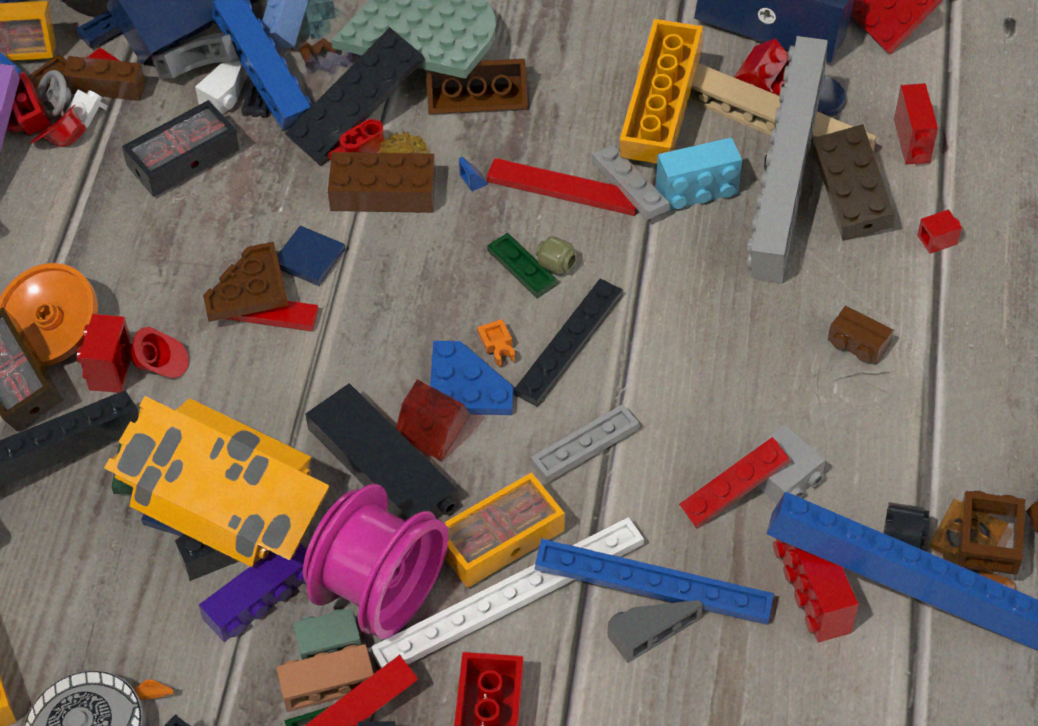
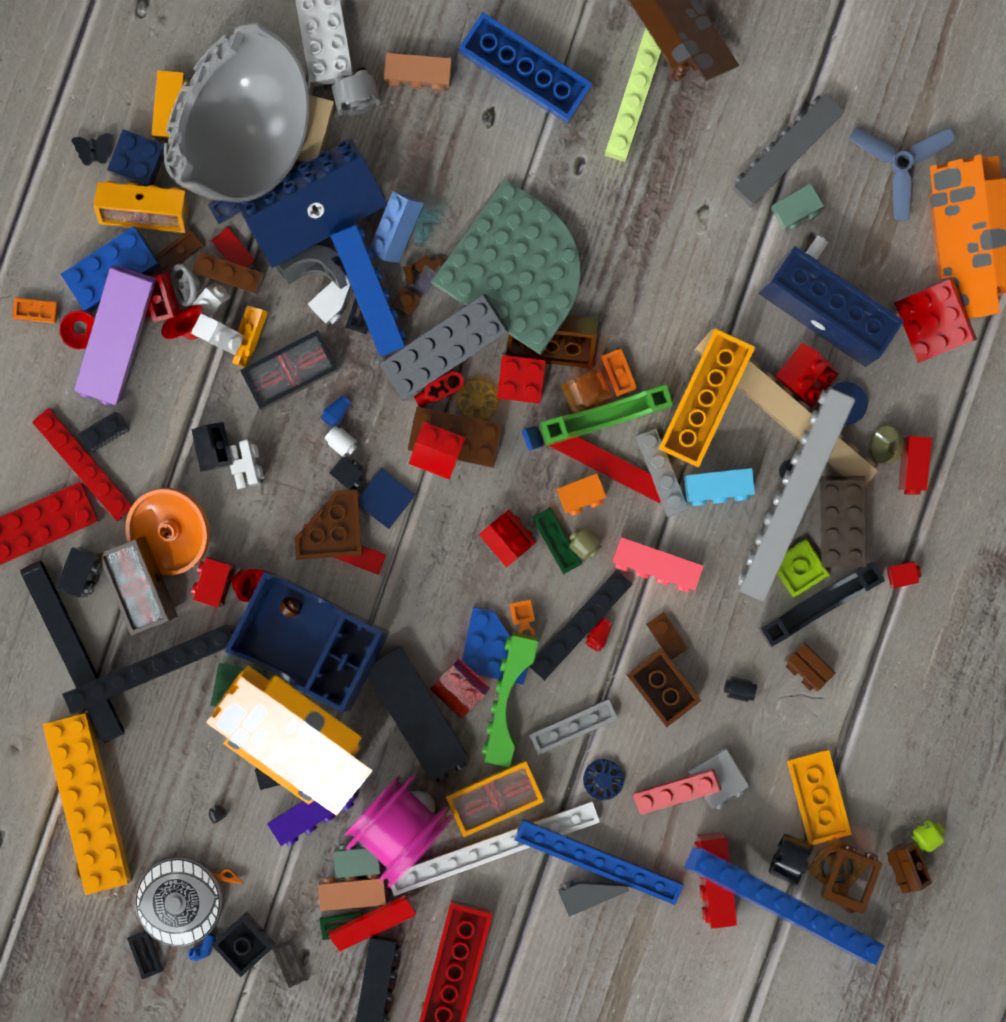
camera: 10 degrees right, 35 degrees up
(94, 123) = (217, 334): none -> white brick
(95, 228) = (212, 446): none -> black brick
(131, 126) = (251, 329): none -> light orange hinge
(131, 610) = (218, 814): none -> black hinge
(141, 240) = (247, 464): none -> white plate
(204, 358) = (290, 607): none -> reddish brown plate
(239, 182) = (335, 412): none -> blue cone
(249, 206) = (341, 441): none -> white brick
(257, 379) = (319, 651): none -> dark blue piece
(259, 230) = (348, 473): none -> black brick
(309, 80) = (406, 301): none -> reddish brown plate
(362, 174) = (436, 450): none -> red slope
(448, 117) = (521, 377): none -> red brick
(460, 264) = (507, 538): none -> red brick
(500, 368) = (520, 656): none -> bright green arch
(524, 114) = (585, 391): none -> clear orange brick
(540, 209) = (580, 494): none -> orange brick
(558, 103) = (619, 372): none -> orange plate
(594, 345) = (599, 635): none -> red cone
(595, 119) = (605, 416): none -> bright green arch
(637, 497) = (603, 779): none -> dark blue wheel
(647, 264) = (657, 564): none -> coral brick
(678, 336) = (667, 636): none -> reddish brown plate
(687, 378) = (663, 687): none -> reddish brown brick
(783, 371) = (740, 689): none -> black brick
(818, 249) = (801, 568): none -> lime tile
(821, 293) = (821, 603): none -> black arch
(880, 115) = (883, 442): none -> olive piece
(915, 466) = (818, 797): none -> light orange plate

